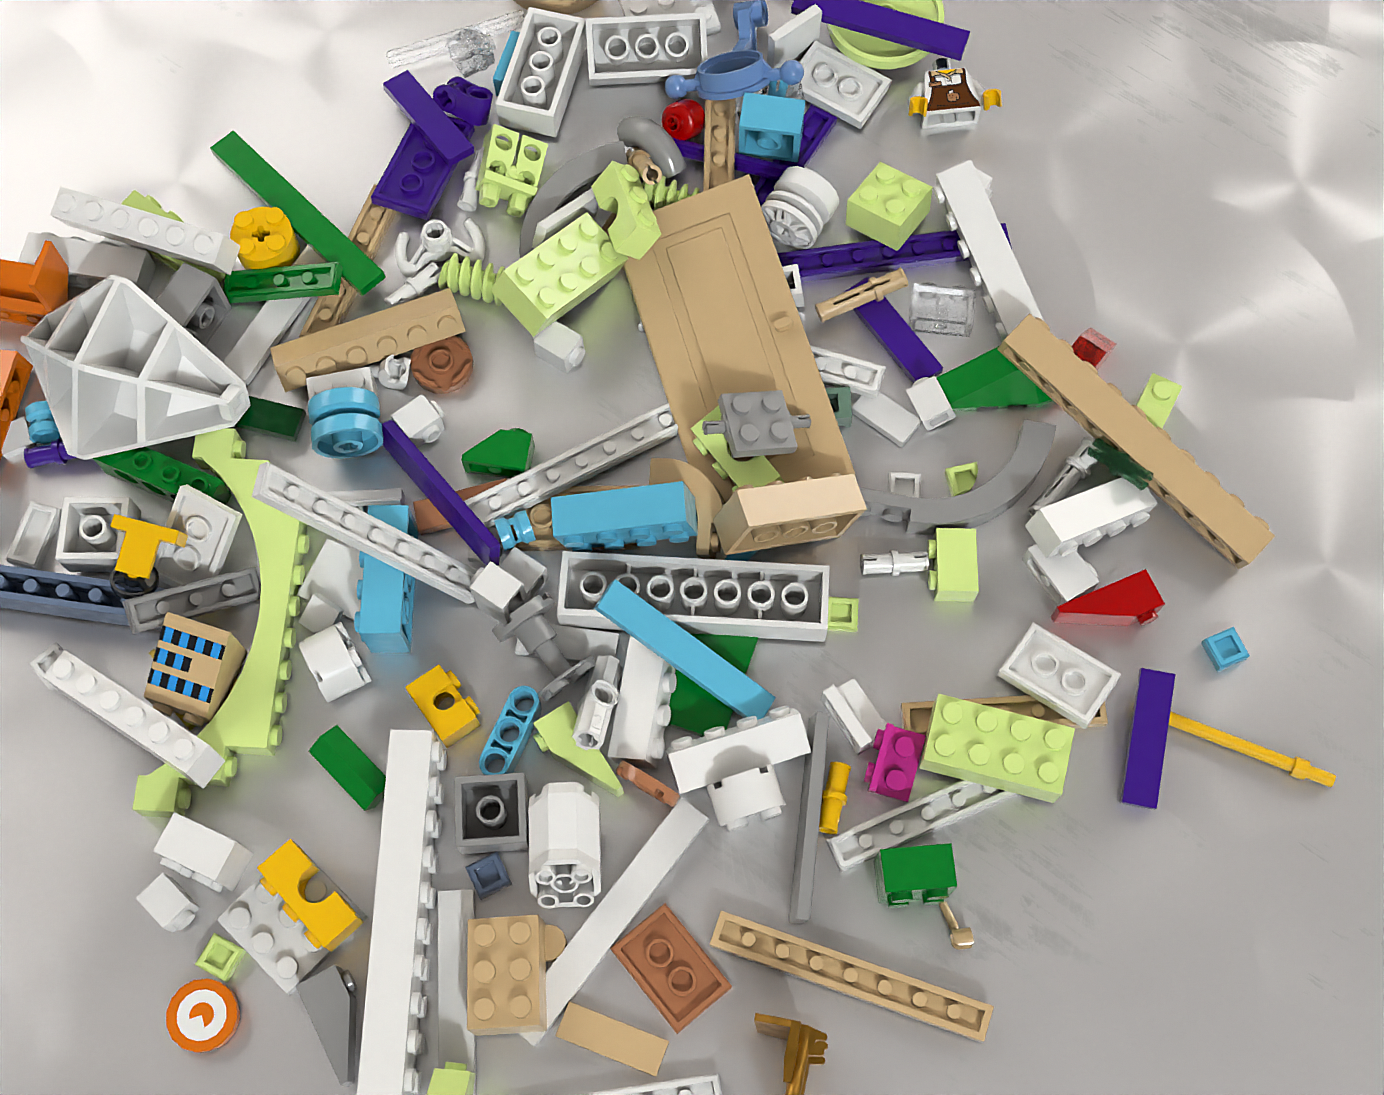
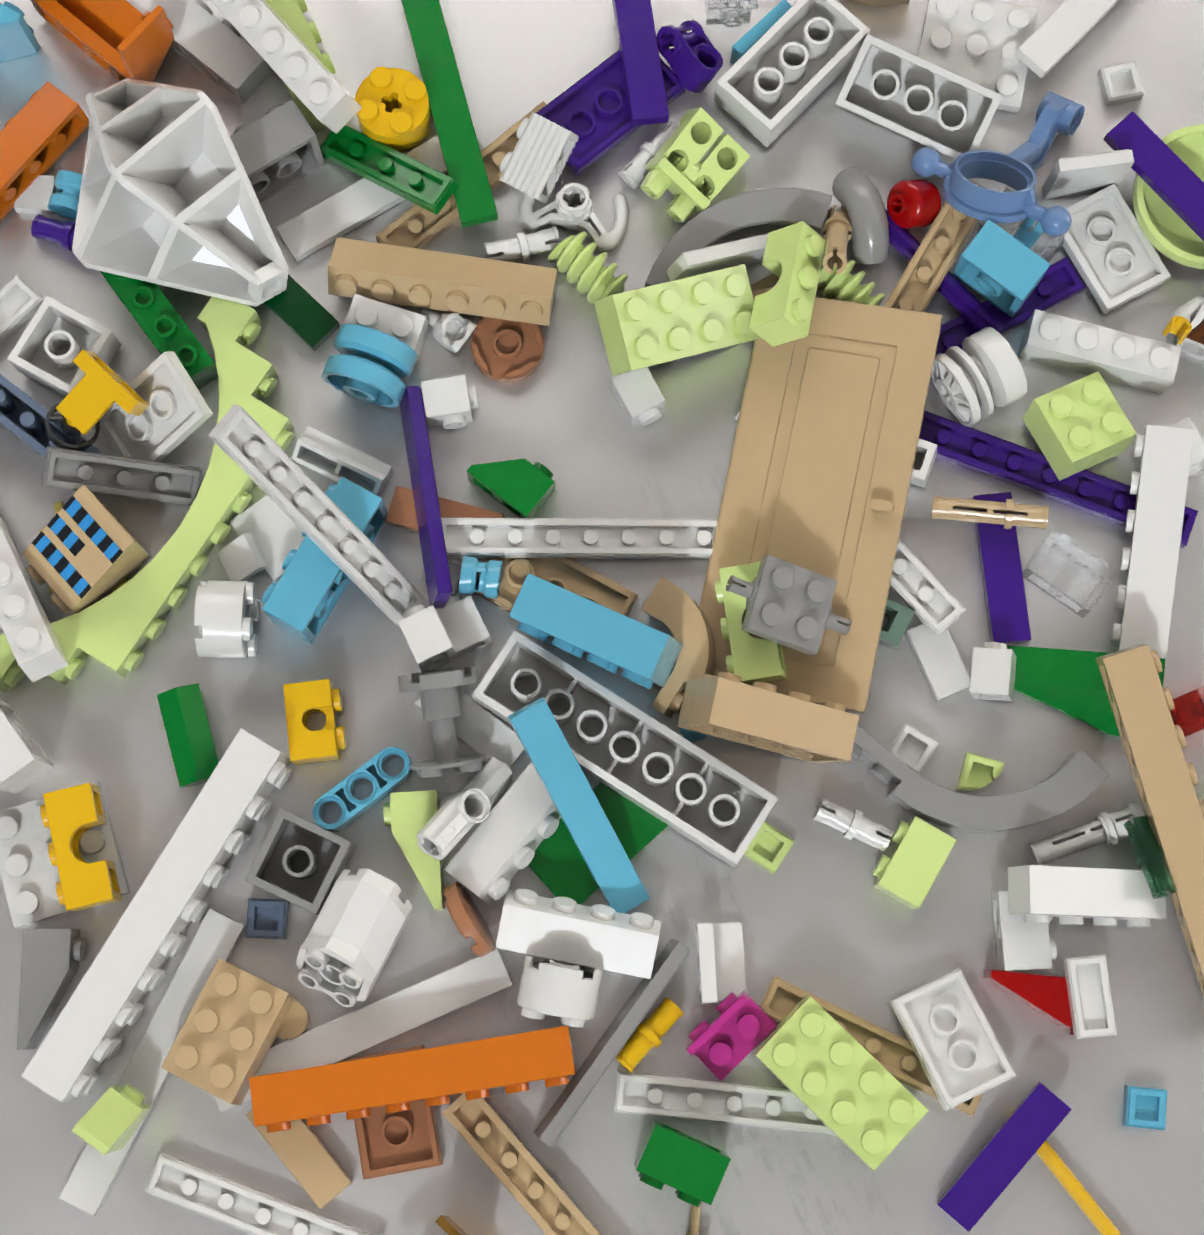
camera: 25 degrees right, 10 degrees up
(392, 218) = (538, 157): none -> white brick
(670, 927) = (412, 1076): none -> orange brick
(859, 153) = (1094, 348): none -> white brick
(1138, 585) = (1090, 996): none -> white tile

